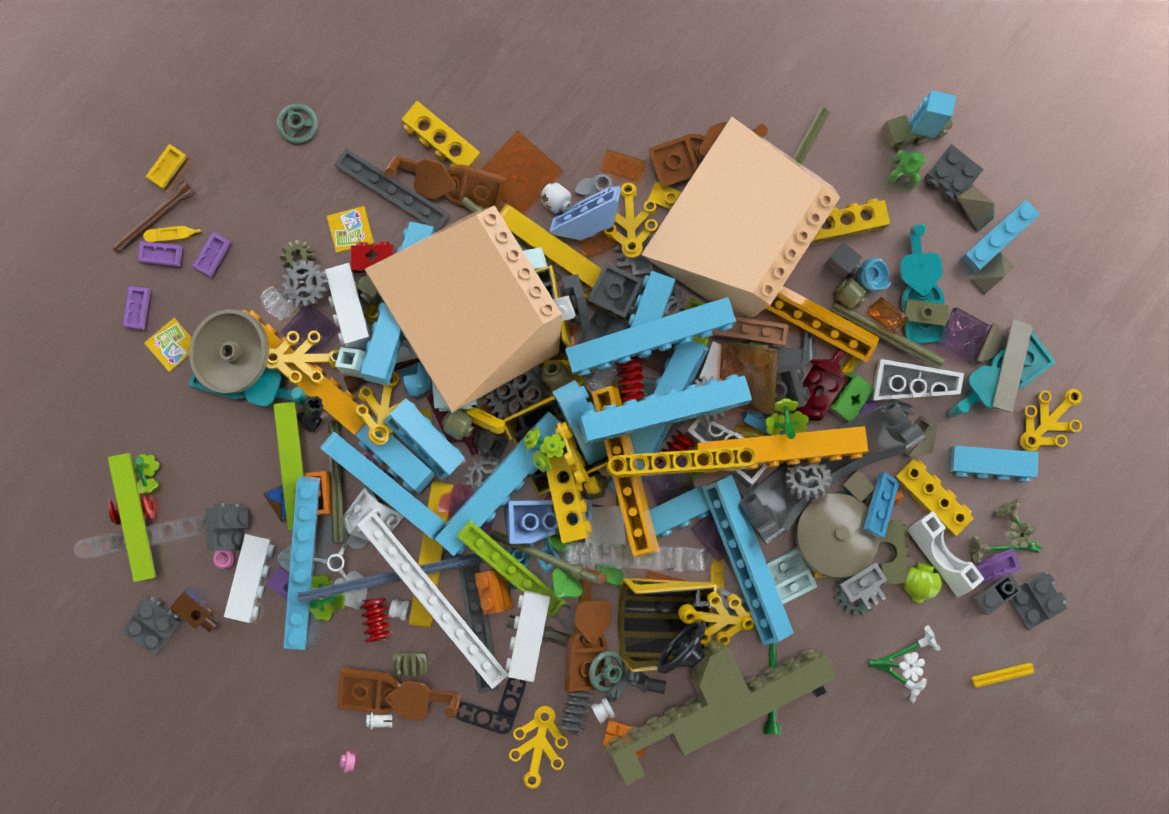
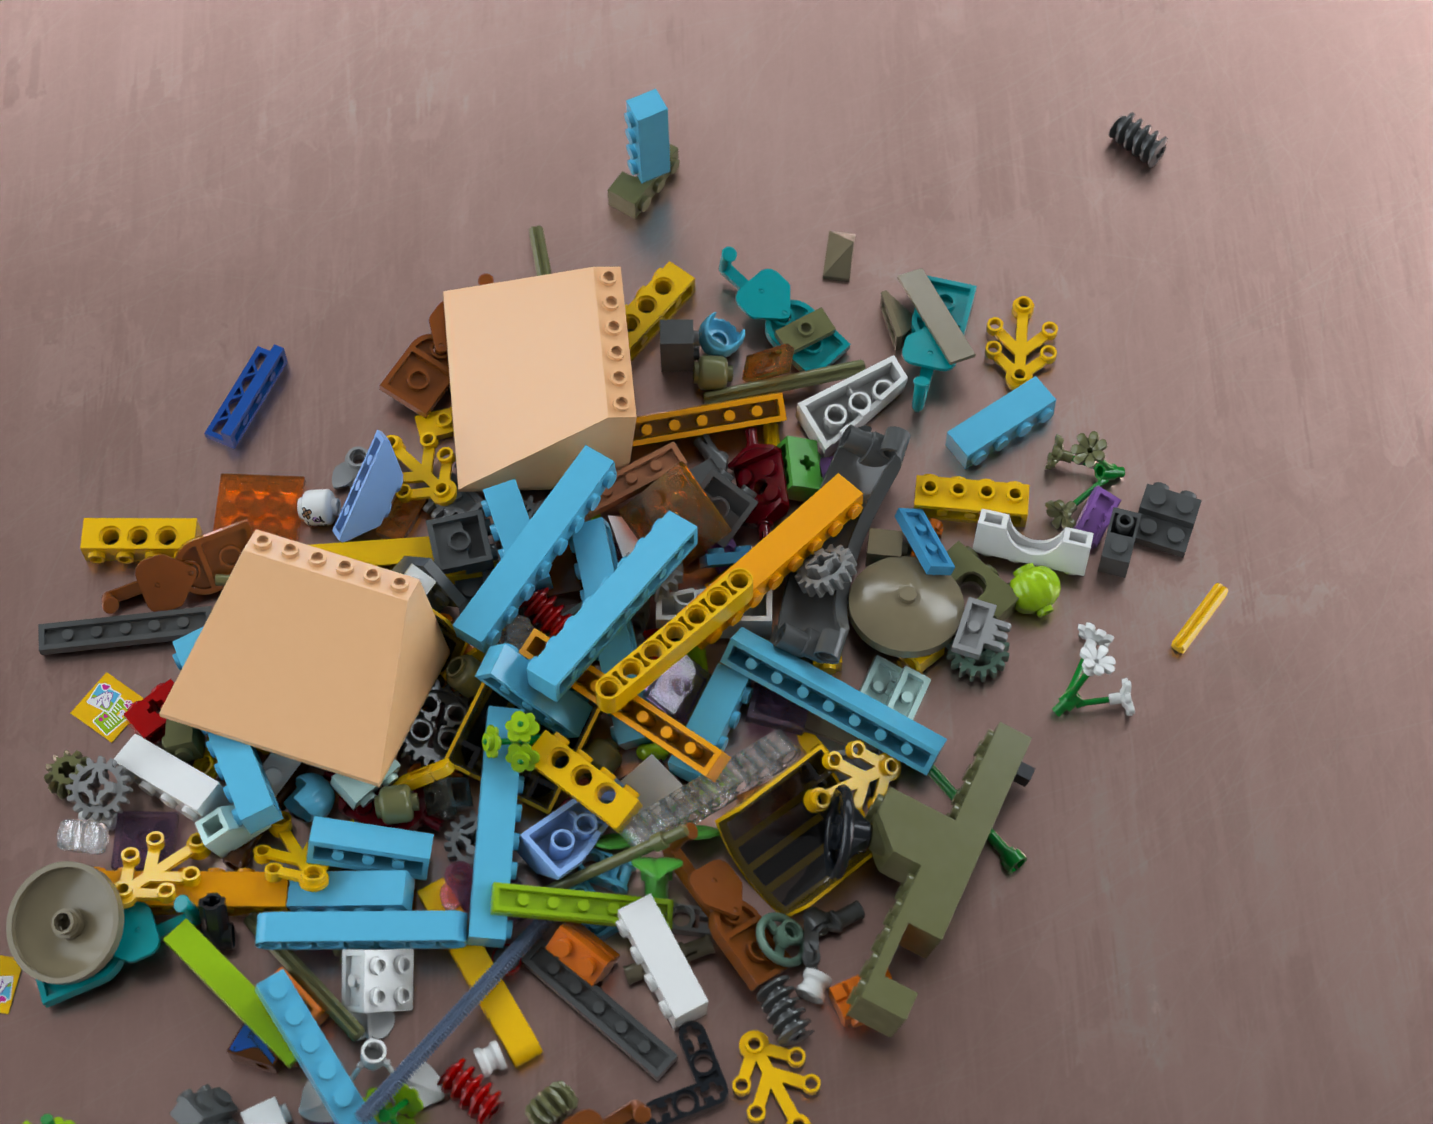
camera: 35 degrees left, 20 degrees down
(432, 599) = (519, 1004): white plate -> none
(572, 93) = (249, 401): none -> blue fence
(574, 457) = (598, 748): yellow plant -> none
(623, 165) = (363, 426): clear orange plate -> none
(793, 423) = (738, 516): lime plant -> none
(908, 167) = (666, 212): bright green plant -> none
(926, 446) = (914, 461): dark tan slope -> none
(953, 173) = (718, 195): dark grey plate -> none
(963, 335) = (862, 328): clear purple plate -> none
(977, 207) = (769, 203): dark tan slope -> none
(1000, 236) = (816, 214): medium azure brick -> none

